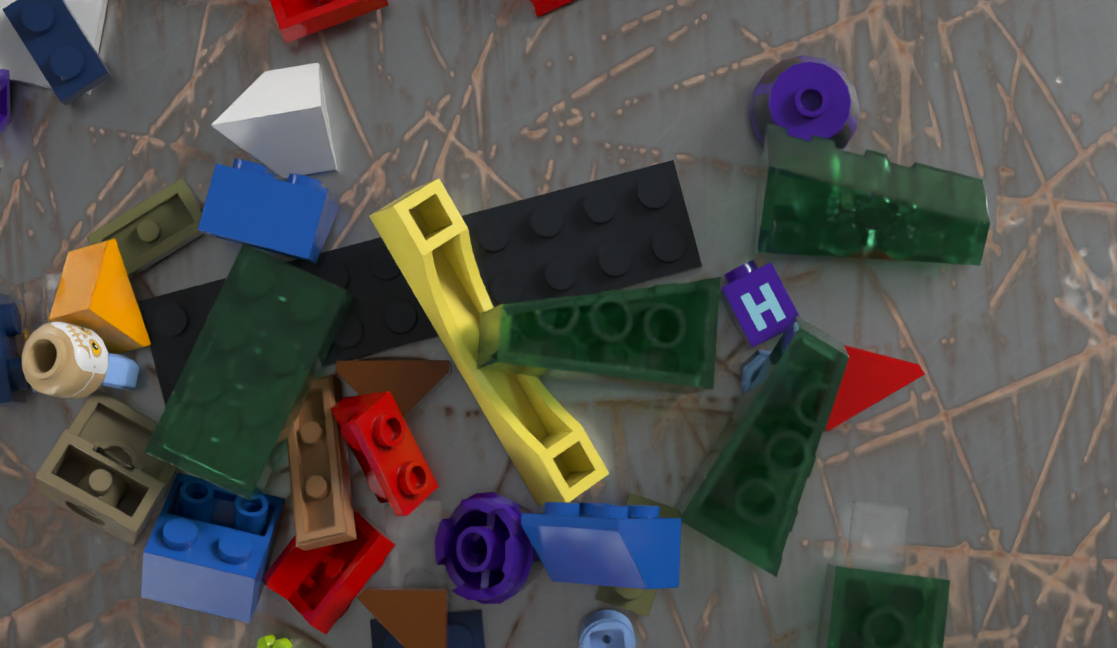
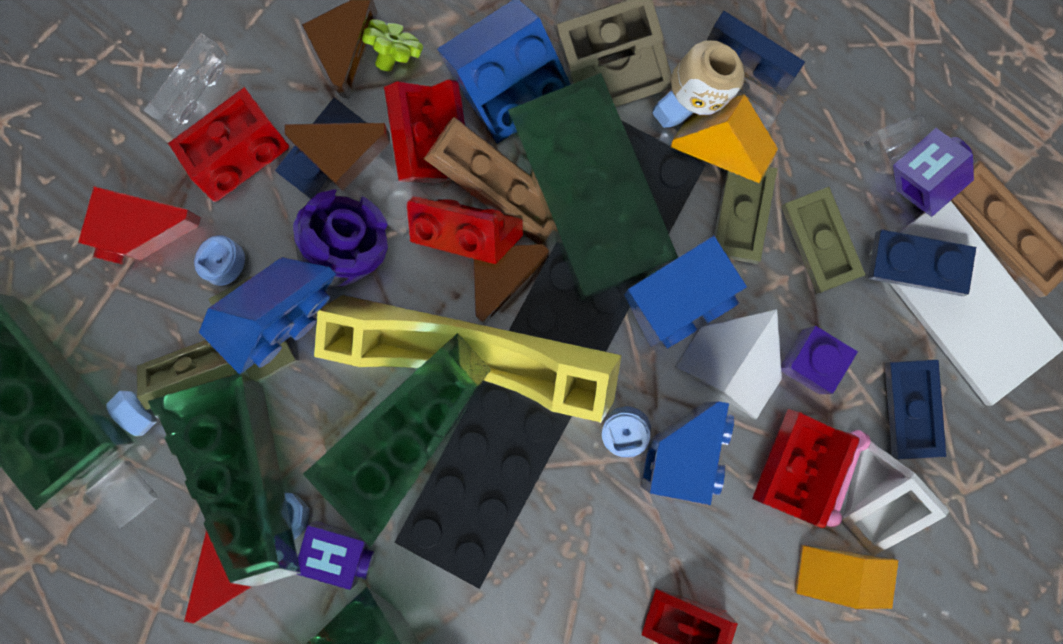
camera: 130 degrees right, 0 degrees up
(113, 143) = (822, 240): none -> olive plate
(221, 54) = (818, 360): none -> dark purple brick
(401, 90) = (686, 455): none -> blue slope
(429, 157) = (626, 431): none -> light blue tile
(727, 577) = (180, 371): none -> olive plate
(802, 588) = (130, 413): none -> light blue tile

